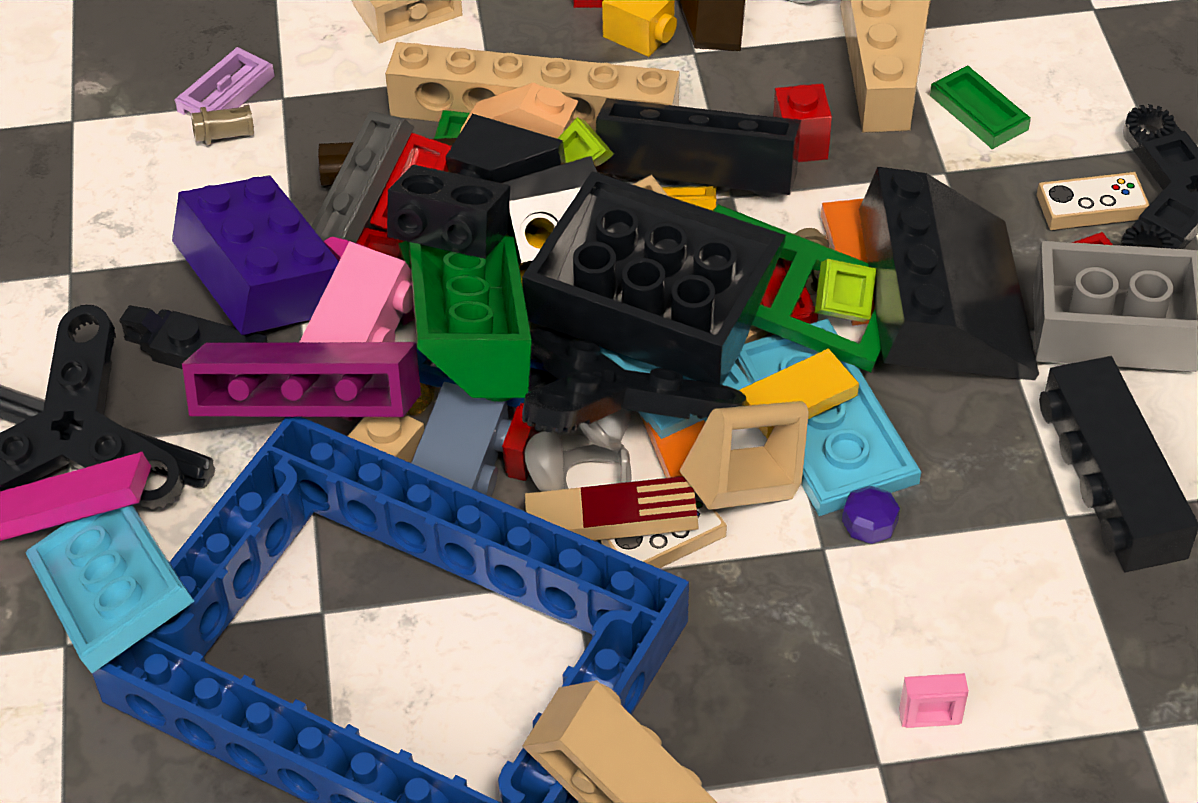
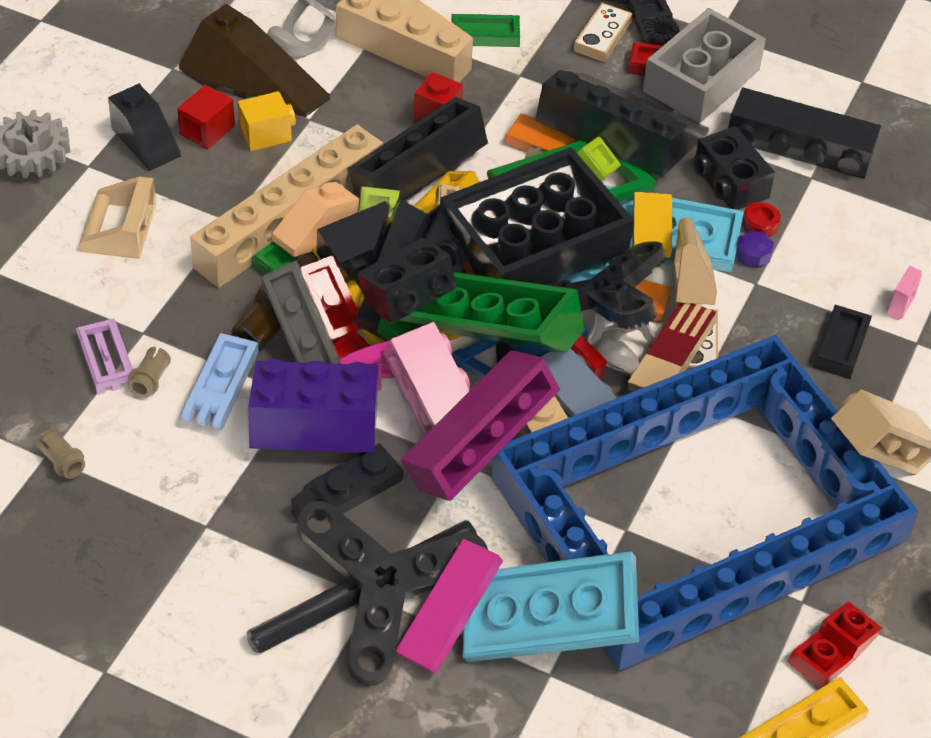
camera: 60 degrees left, 0 degrees up
(66, 130) = (67, 461): none -> dark tan pin
(289, 165) = (221, 380): none -> light blue hinge
(800, 679) = (842, 341): none -> black tile
(931, 499) = (761, 218): none -> red tile
(977, 424) = (733, 168): none -> black brick

